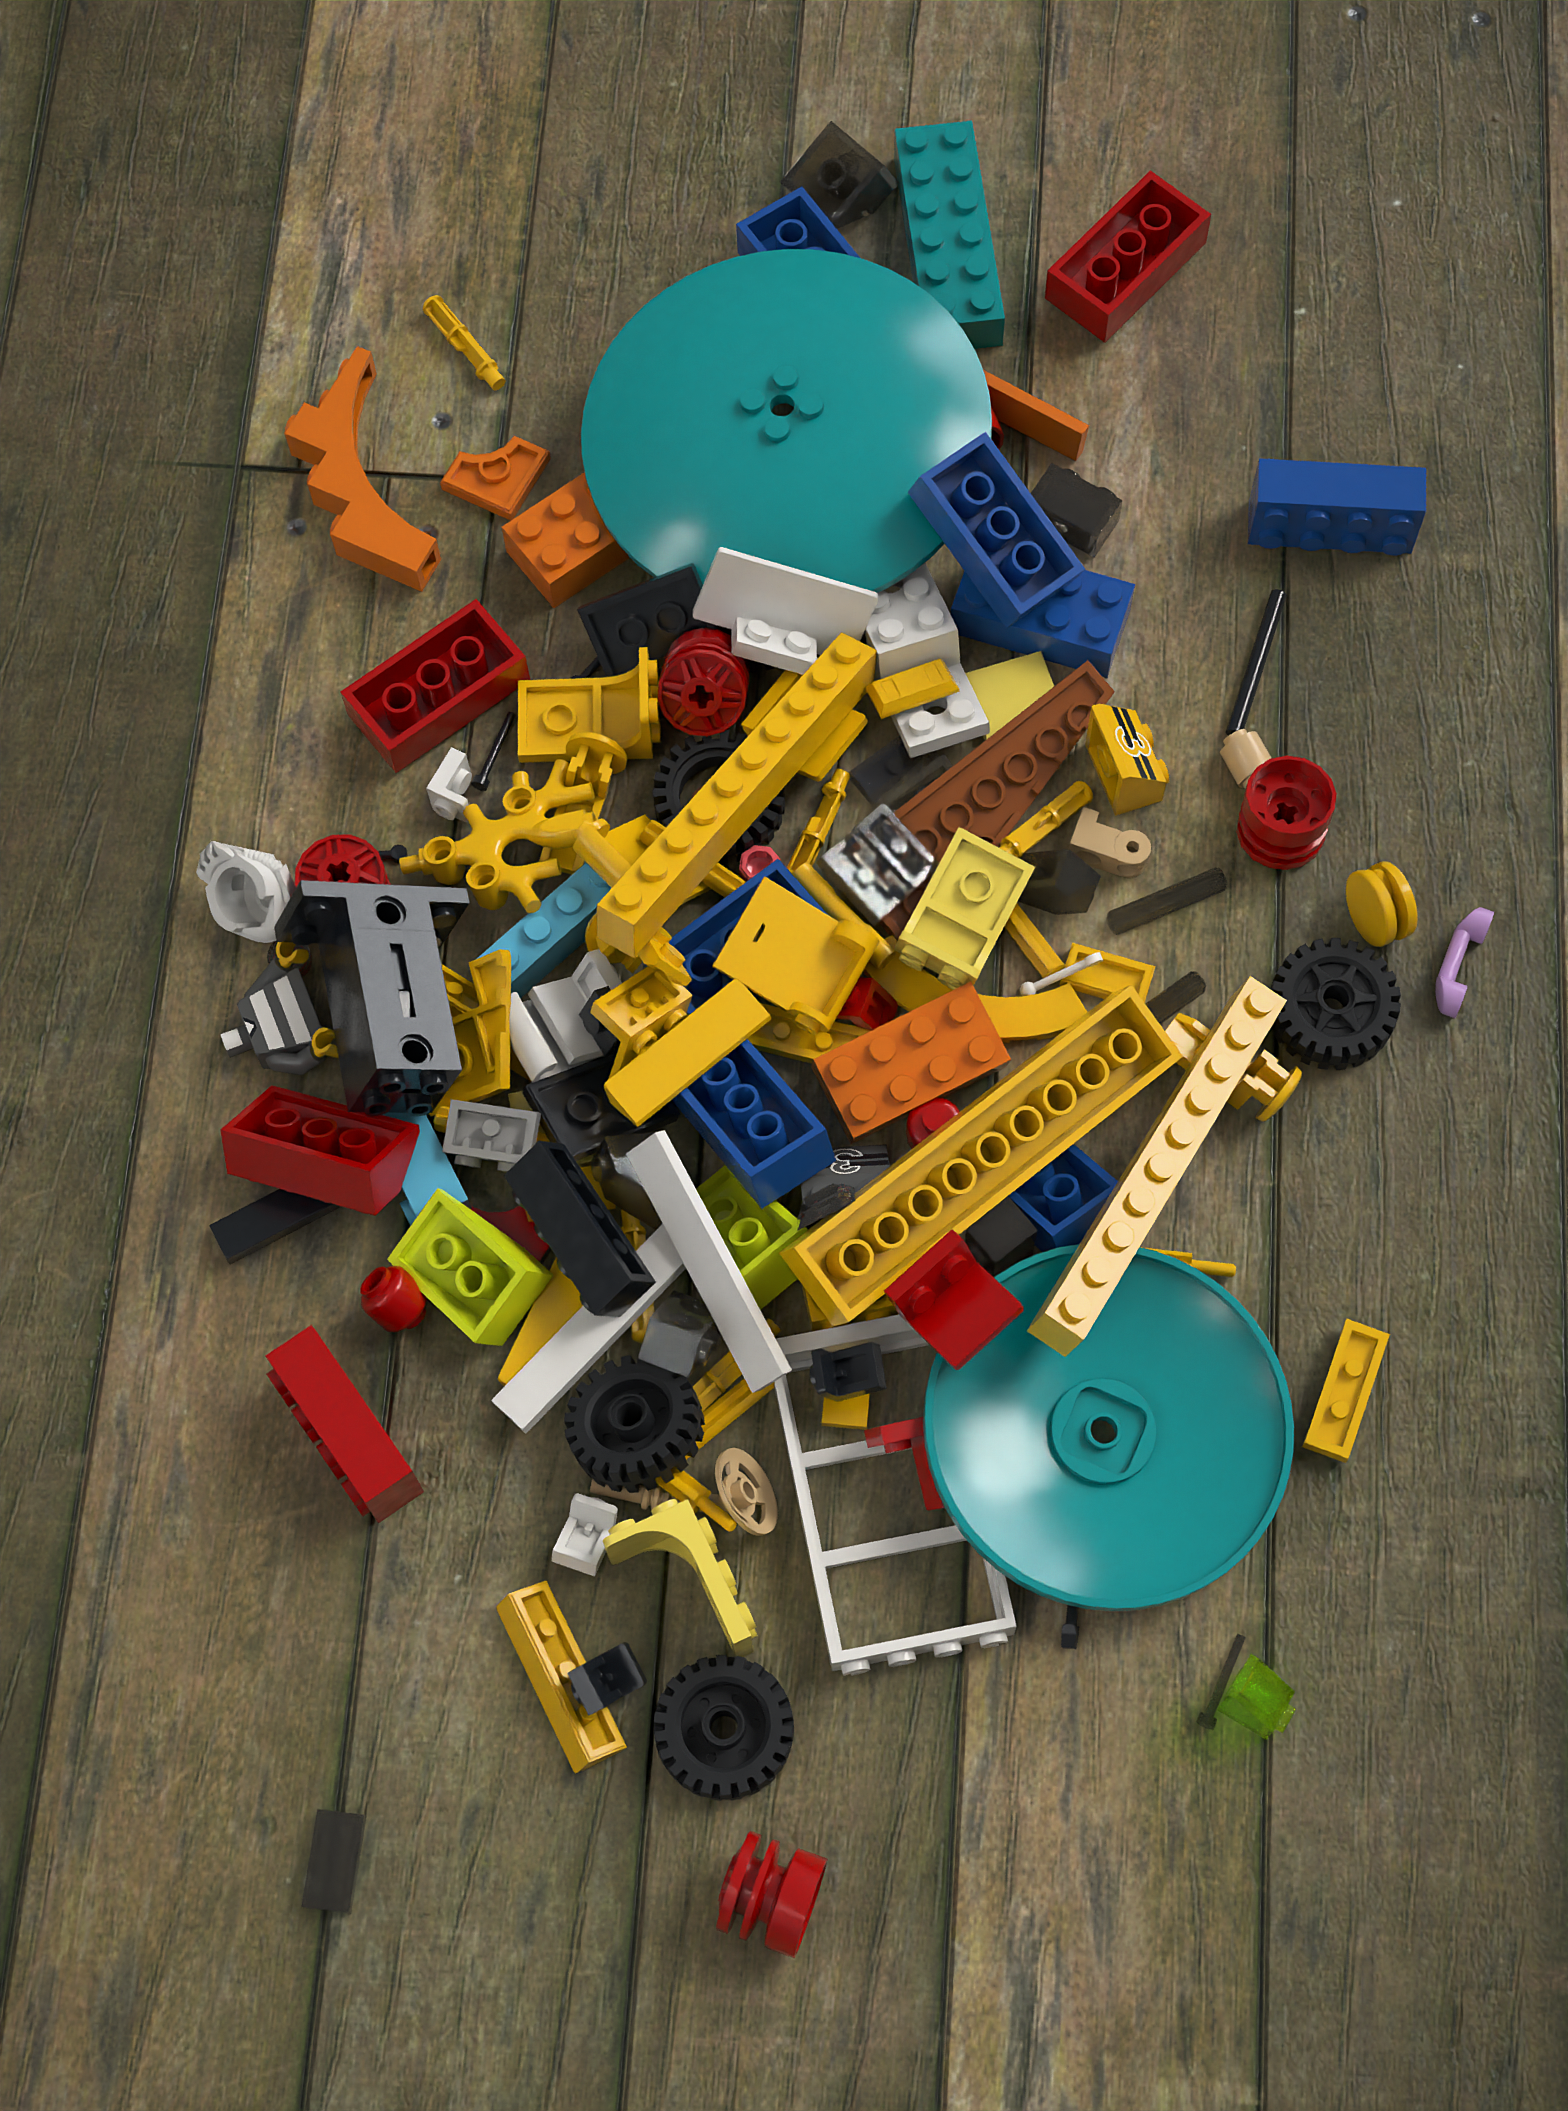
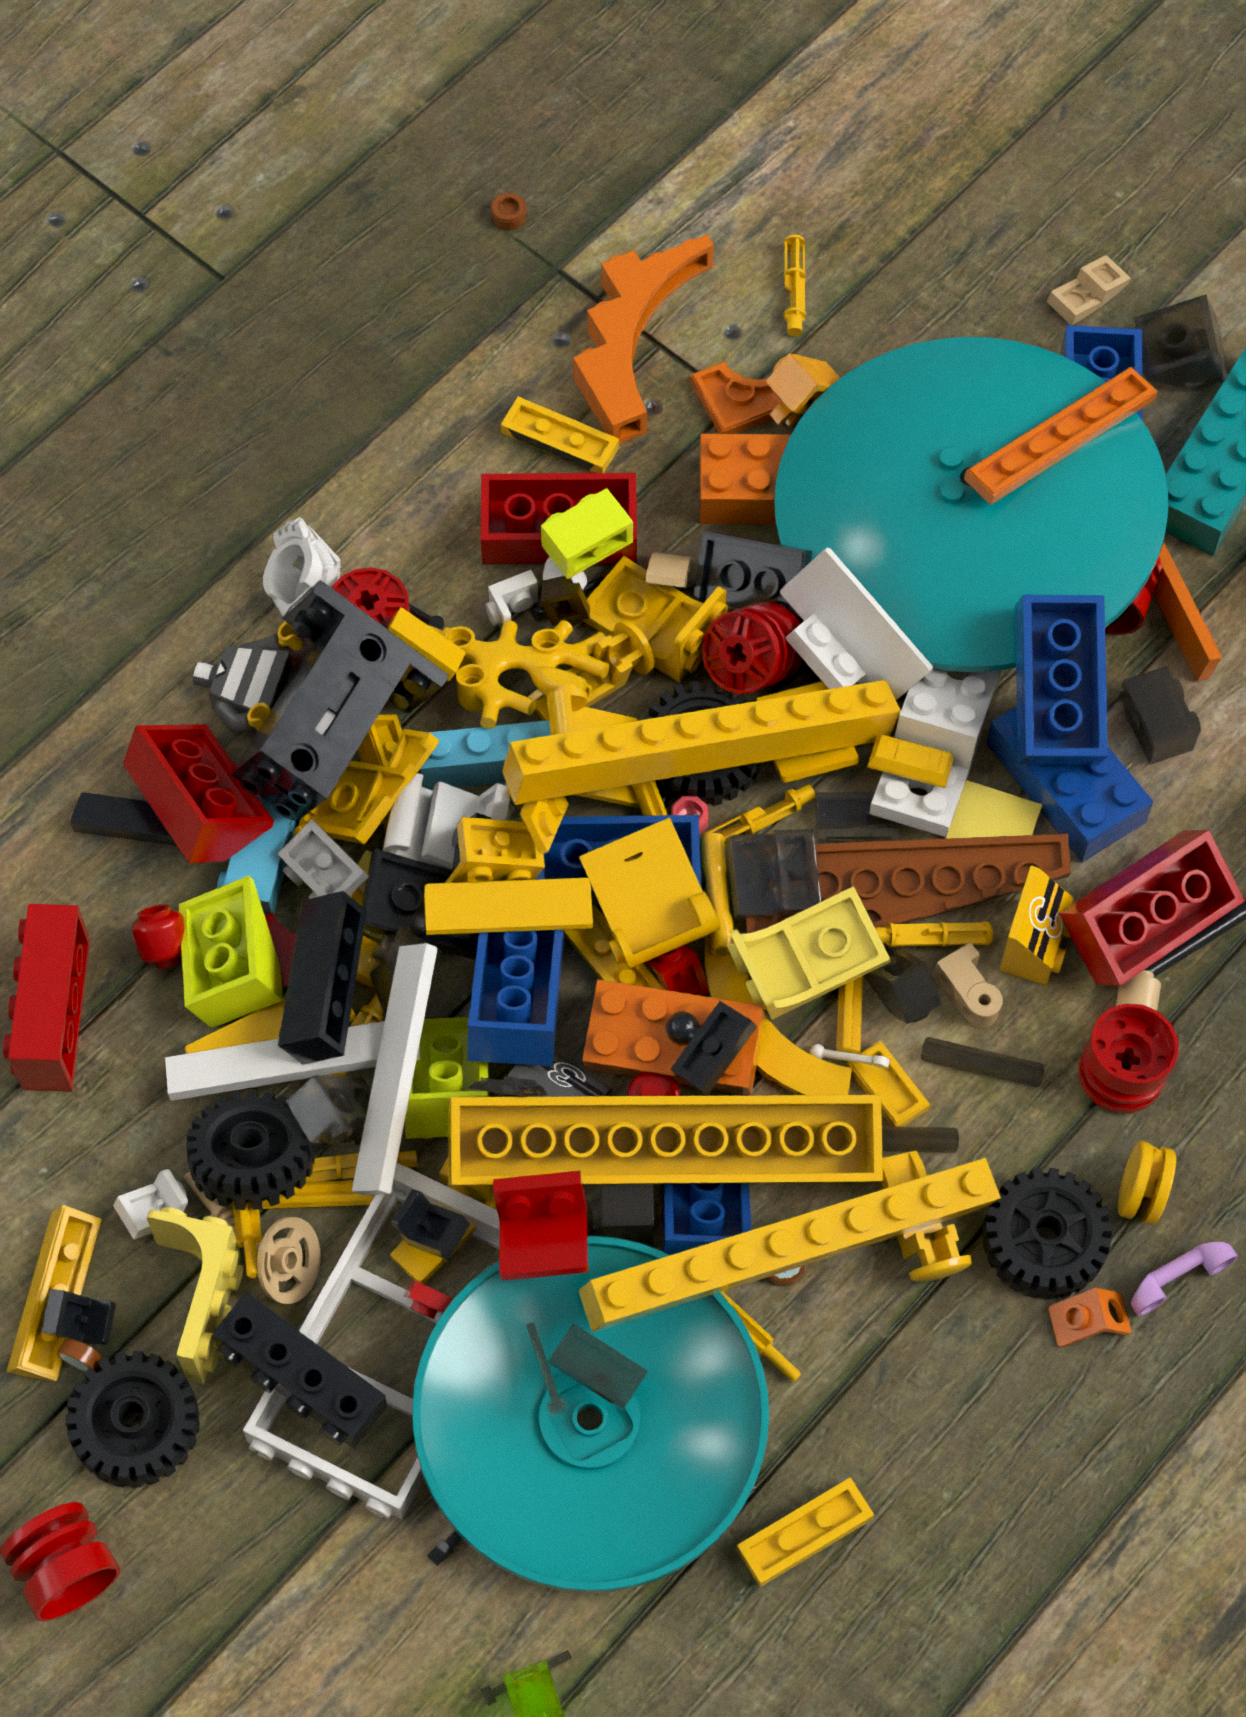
camera: 35 degrees right, 5 degrees down
(153, 442) = (508, 211): none -> dark orange tile
(370, 613) = (560, 435): none -> yellow plate
(422, 872) = (427, 642): none -> yellow tile
(482, 680) = (586, 533): none -> neon yellow brick
(494, 746) = (563, 597): none -> dark brown leg
(555, 425) = (798, 383): none -> light orange brick
(570, 665) = (668, 569): none -> tan slope
(632, 1710) = (79, 1355): none -> dark orange tile
(718, 183) = (1089, 291): none -> tan slope
(828, 320) = (1060, 435): none -> orange tile
(843, 1576) = (299, 1371): none -> black brick
(961, 1046) = (710, 1047): none -> black plate
(1082, 1439) = (557, 1405): none -> clear smoke piece
(1089, 1382) = (598, 1367): none -> clear smoke tile
(1205, 674) = (1152, 907): none -> red brick
(1418, 1049) = (1088, 1316): none -> orange bracket

